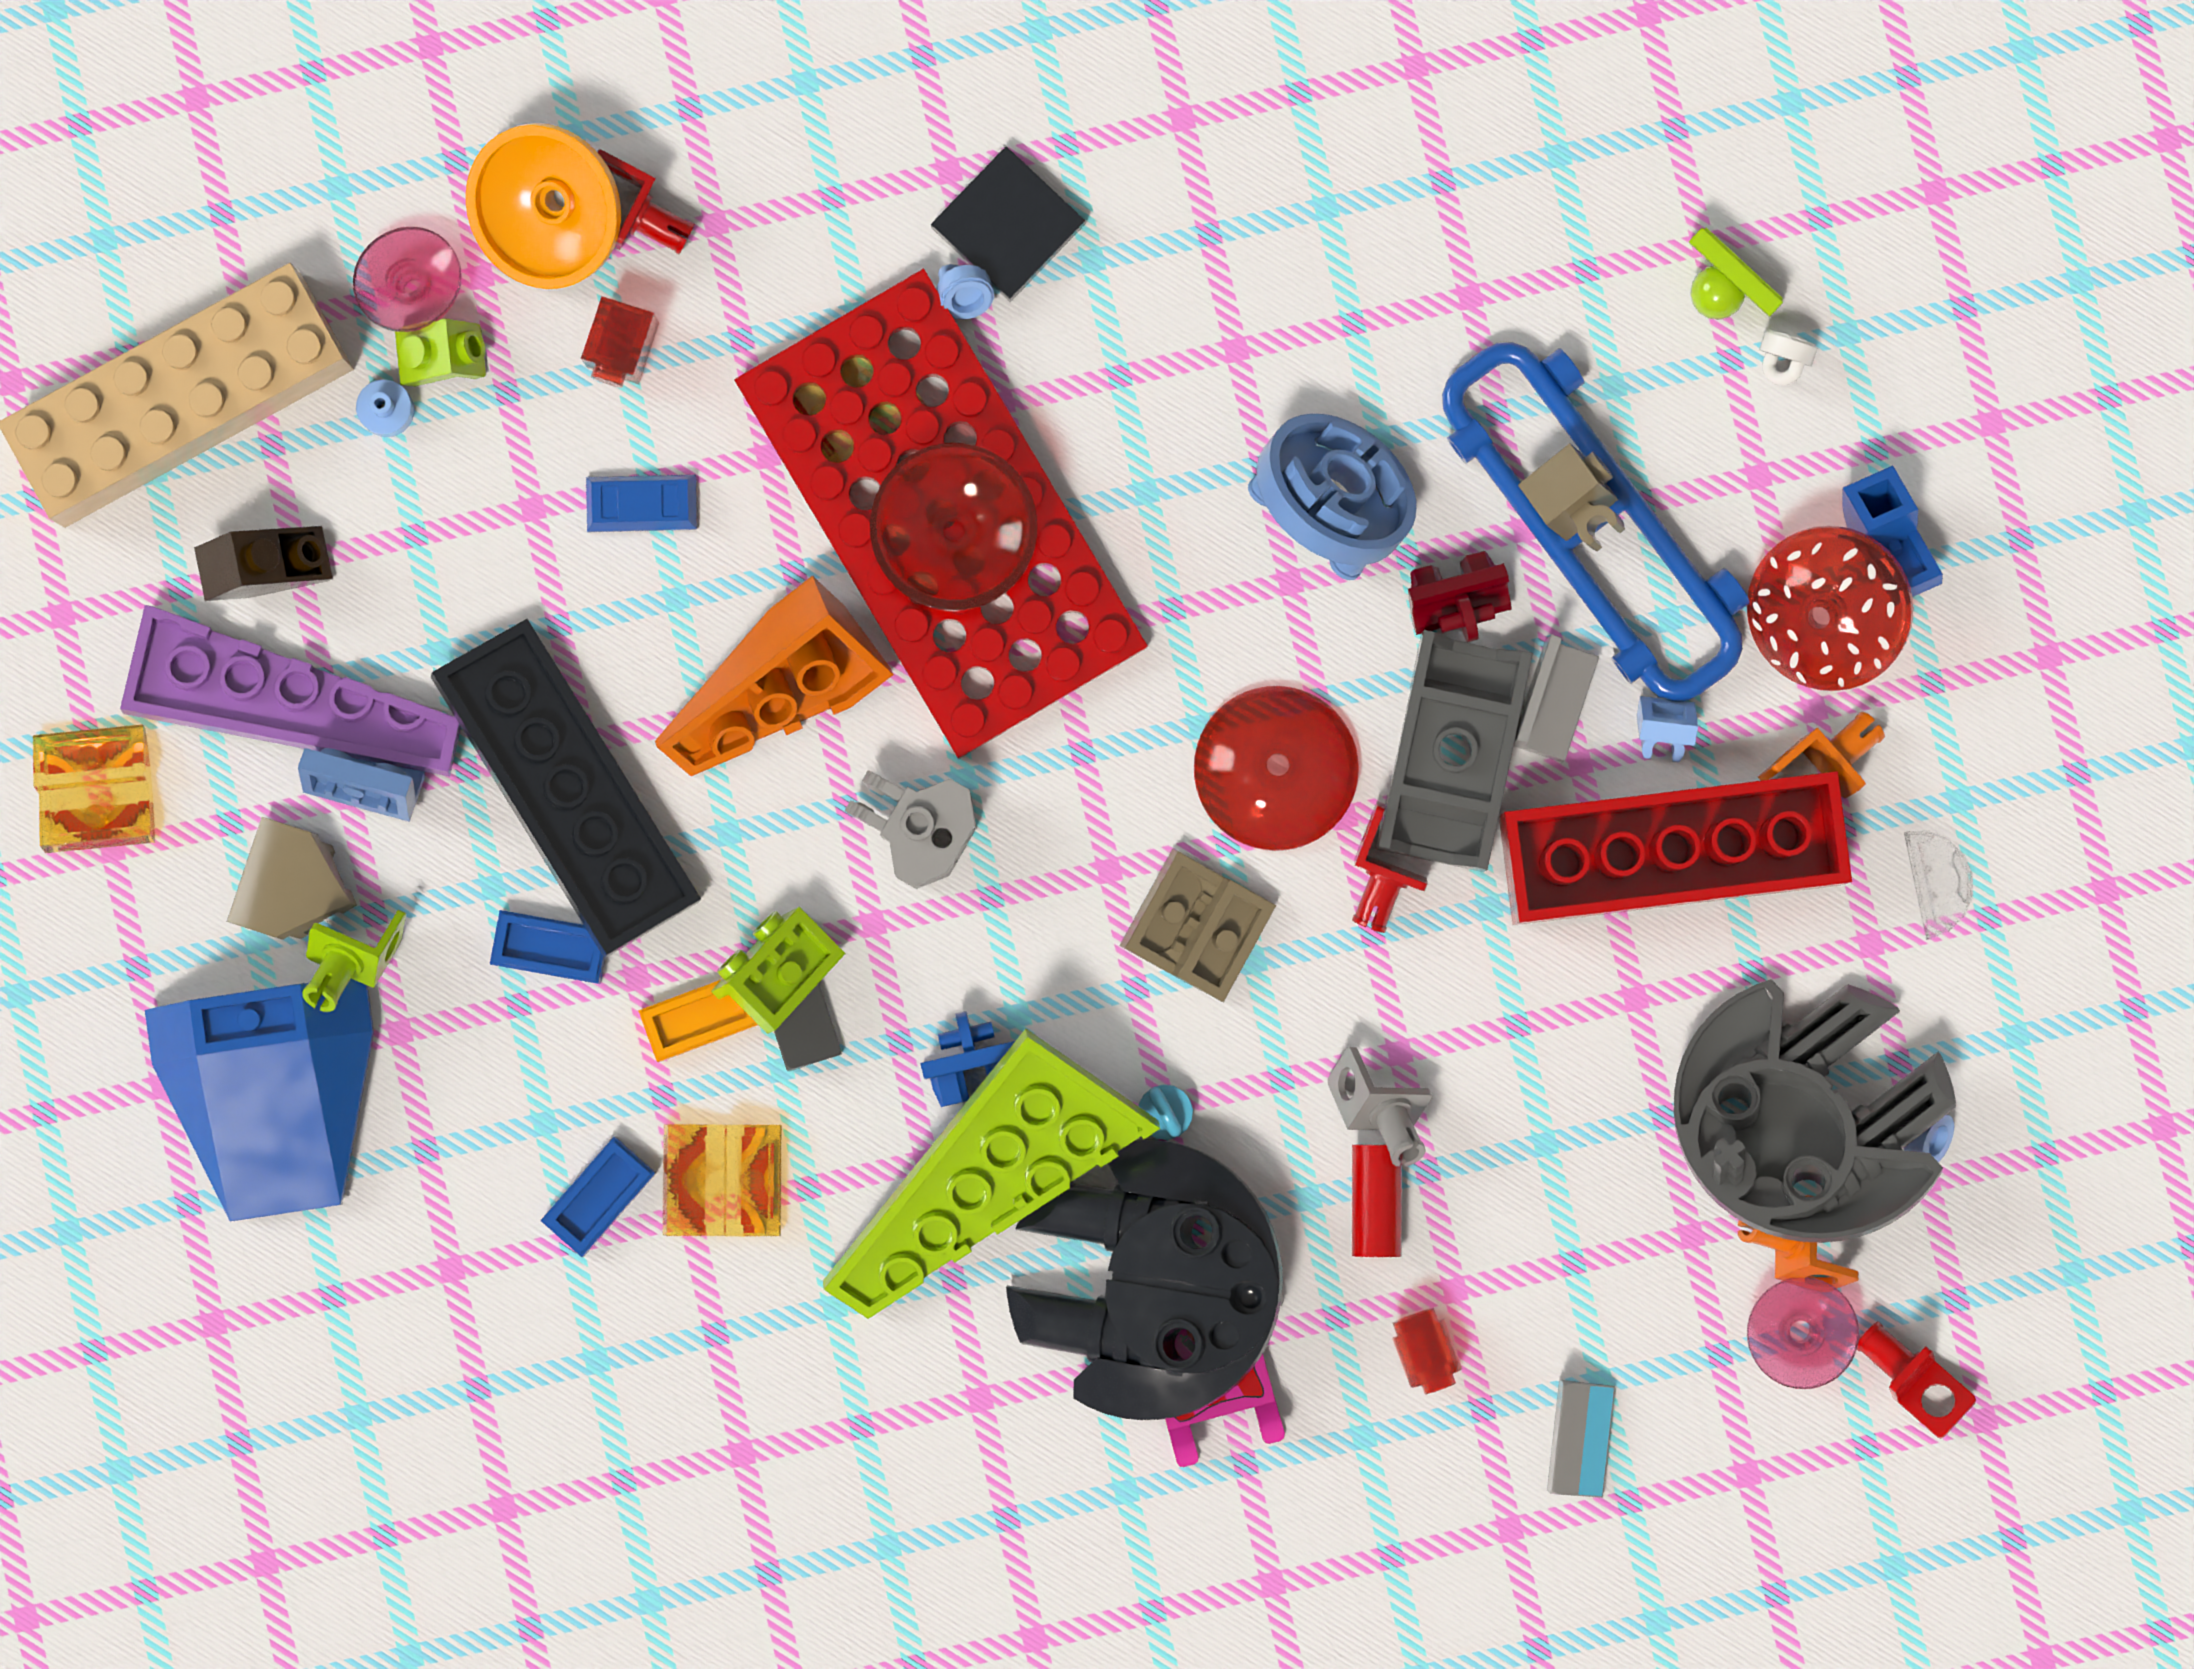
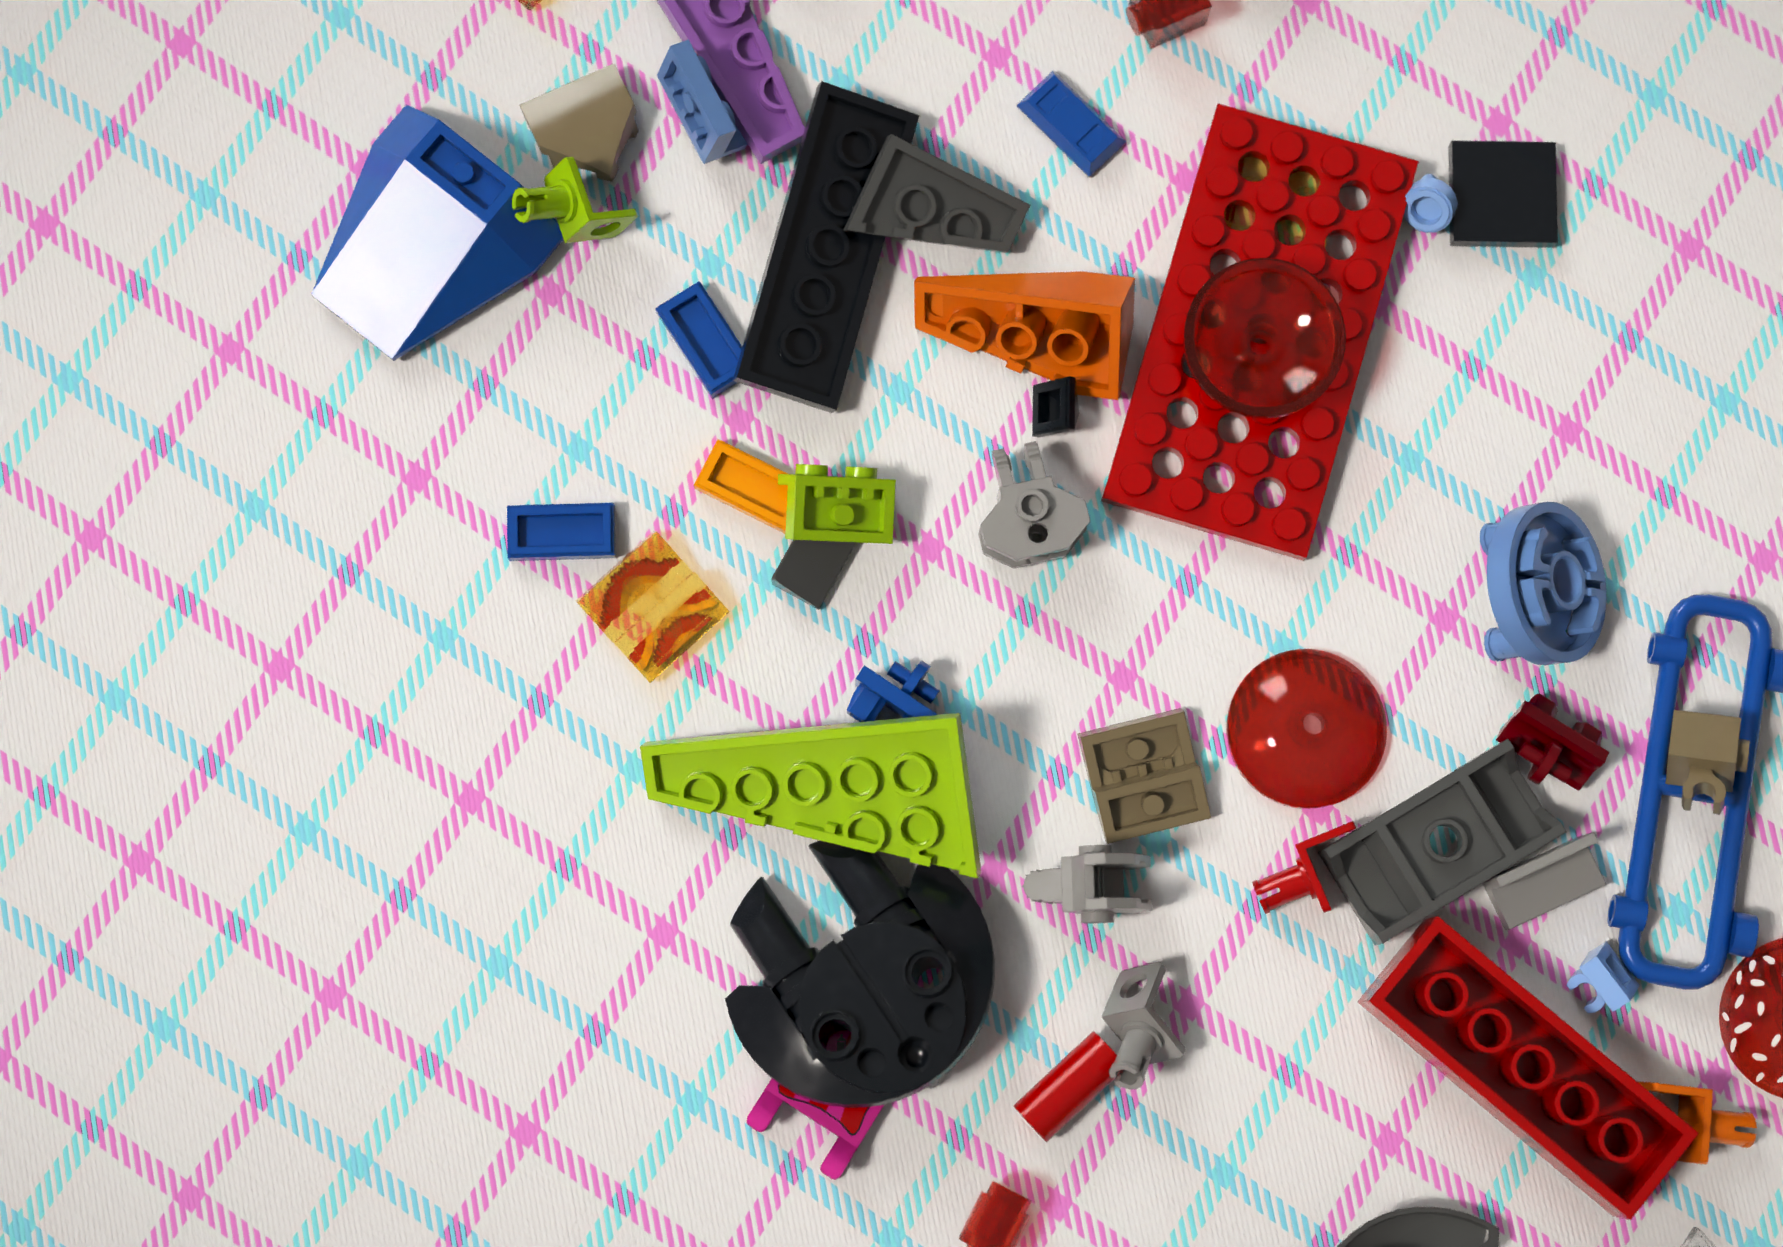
camera: 45 degrees right, 5 degrees down
(605, 674) = (933, 202): none -> dark grey wing
(854, 728) = (1055, 407): none -> black slope
(1170, 1107) = (997, 876): medium azure tile -> none
(1241, 1047) = (1089, 884): none -> light grey hinge

